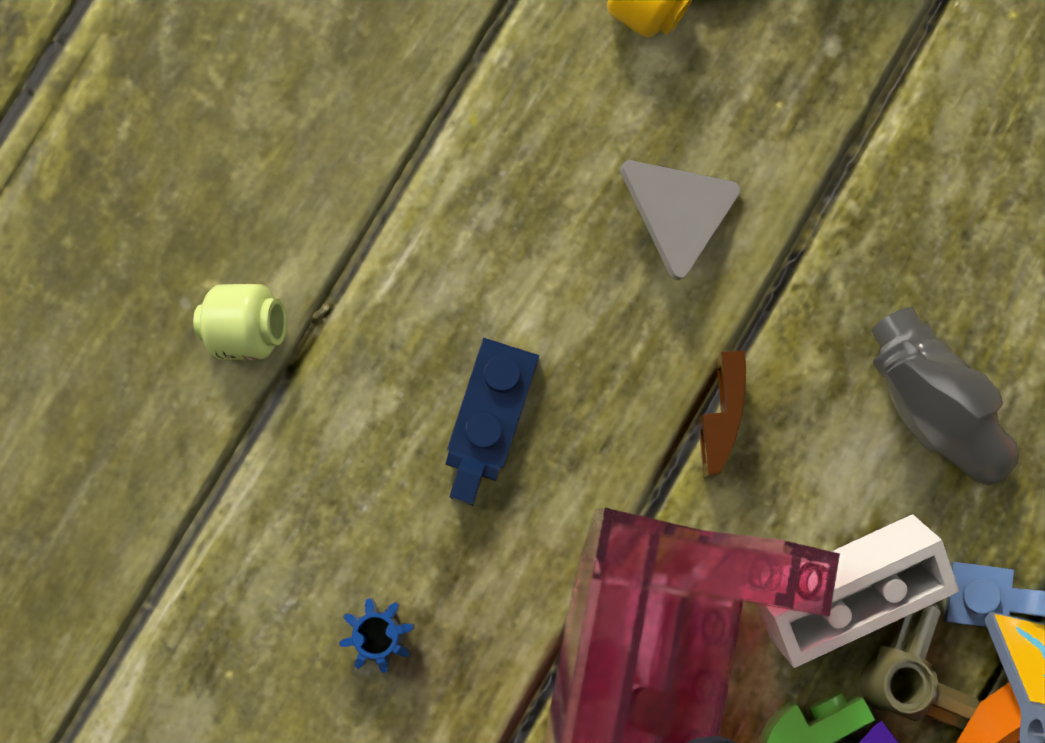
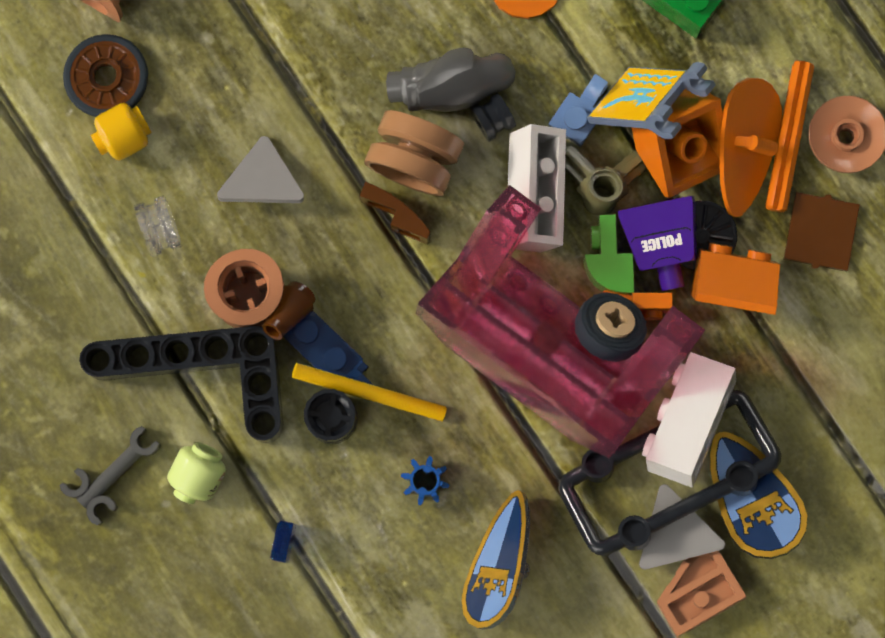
camera: 65 degrees left, 0 degrees up
(150, 197) = (90, 493): none -> dark grey bar
(202, 483) = (283, 541): none -> clear blue tile
(395, 248) = (199, 360): none -> black beam
(400, 463) = (330, 416): none -> black wheel
(459, 498) = (369, 392): none -> yellow bar
(515, 262) = (244, 287): none -> nougat hat
(521, 335) = (294, 306): none -> reddish brown cone
(544, 105) = (158, 226): none -> clear wheel
(818, 397) = (414, 153): none -> medium nougat wheel
(923, 481) = (493, 117): none -> black wheel

